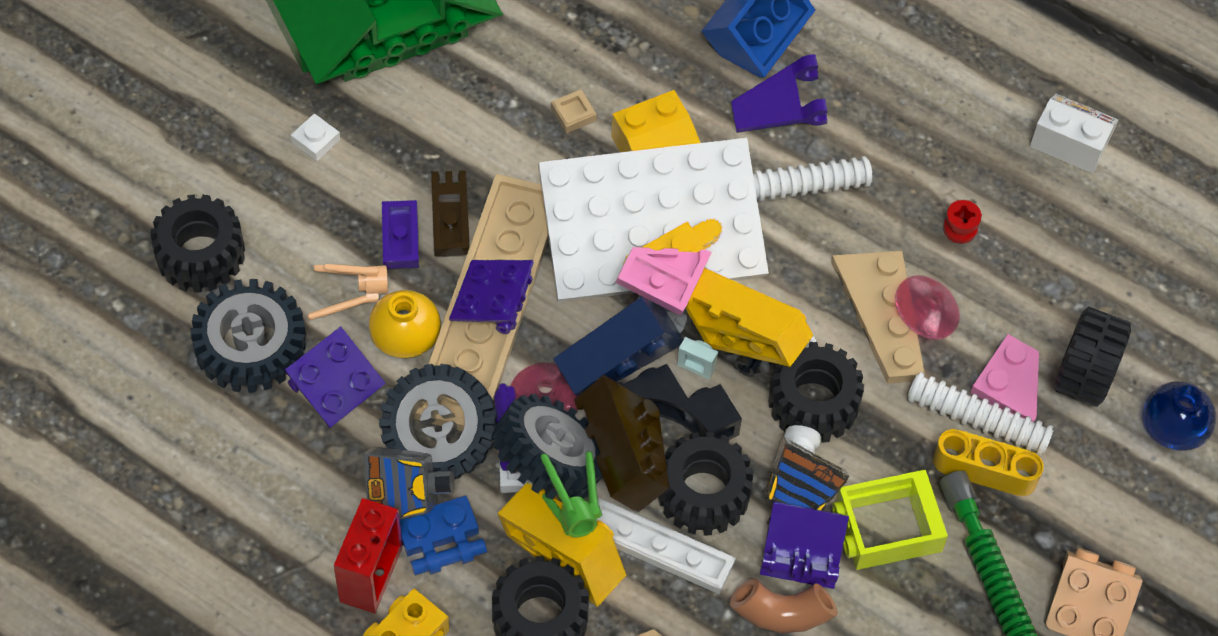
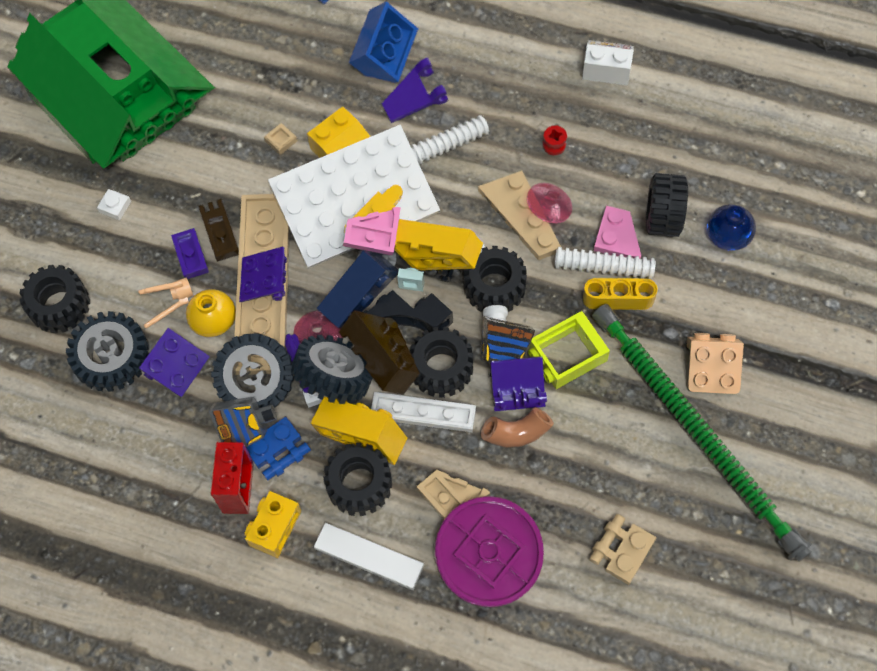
camera: 10 degrees left, 5 degrees up
(577, 515) = (364, 410): bright green plant -> none

